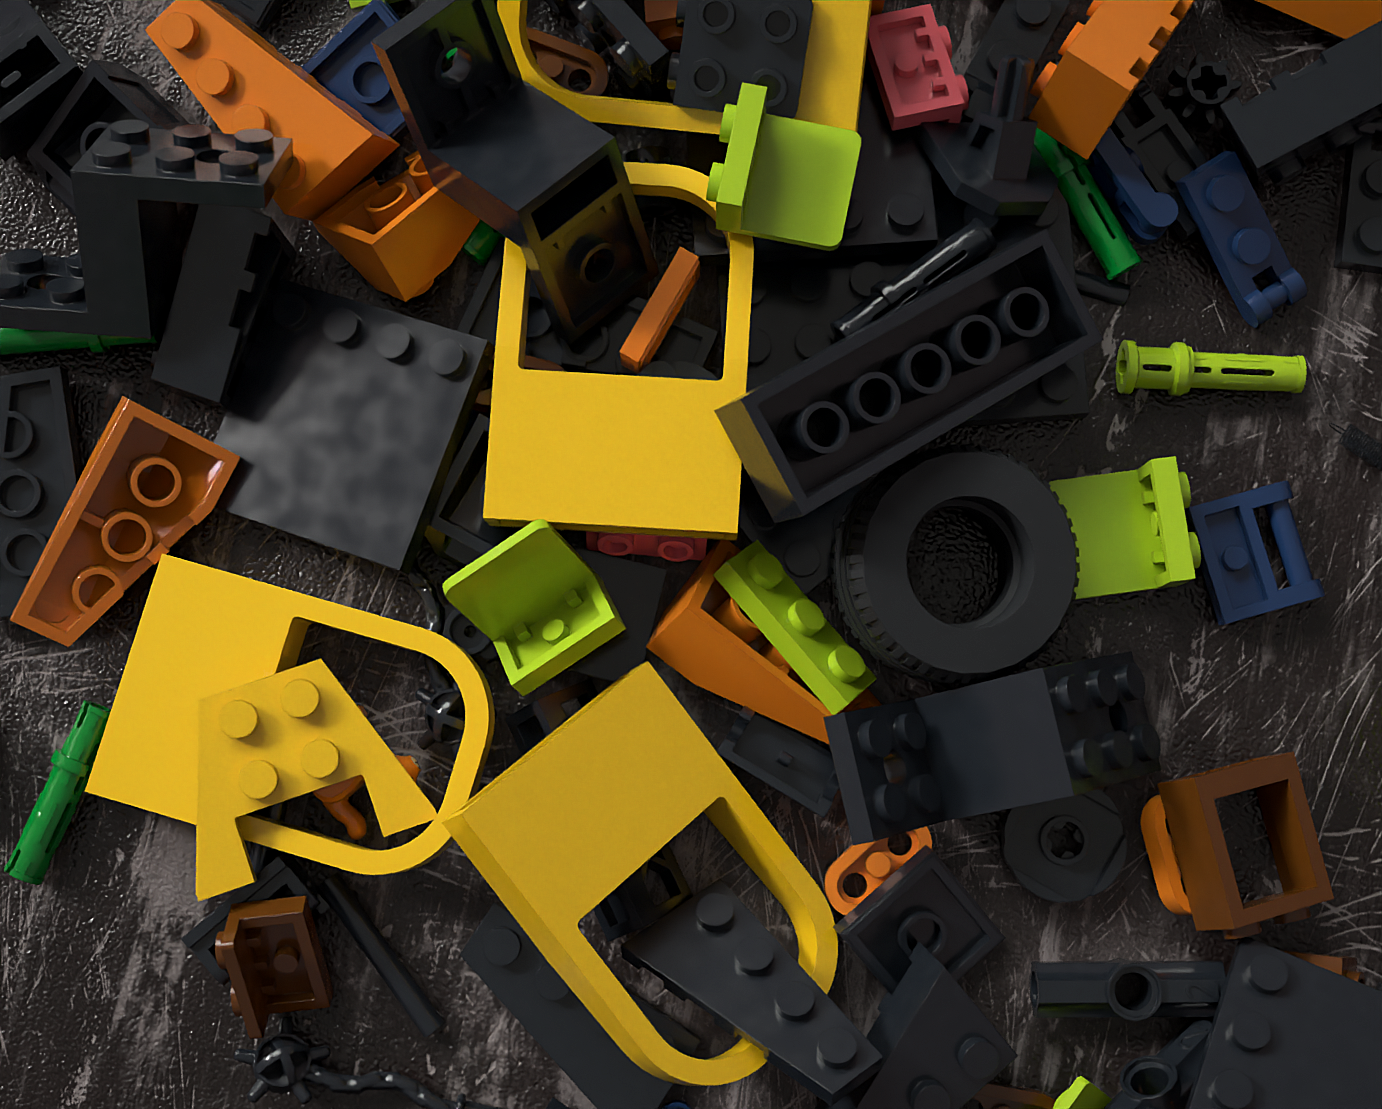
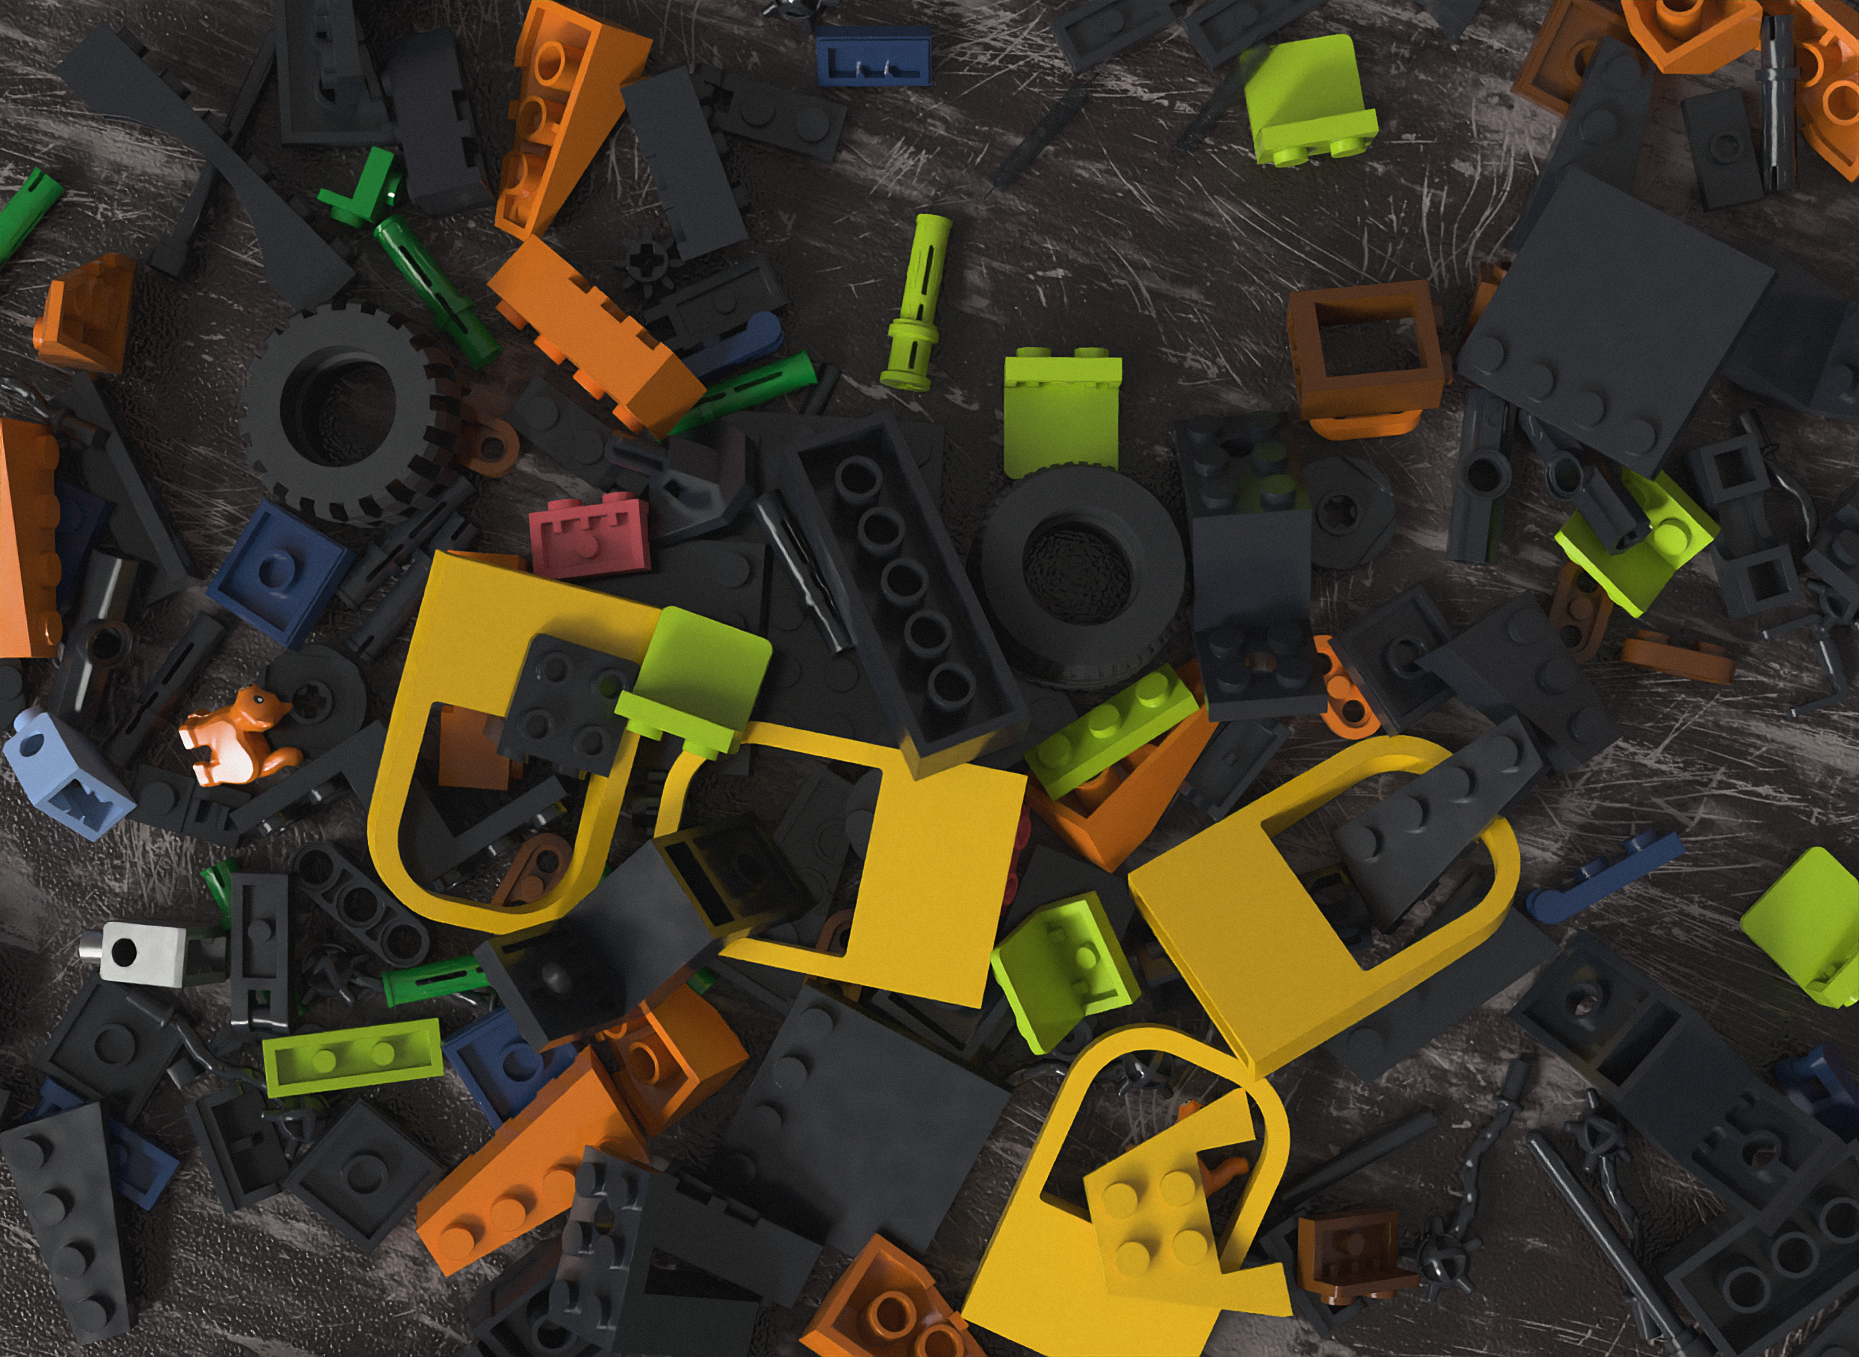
camera: 80 degrees left, 5 degrees up
(660, 311) = (796, 815): orange tile -> none
(1236, 559) = (1102, 309): dark blue plate -> none
(1240, 237) = (797, 254): dark blue plate -> none

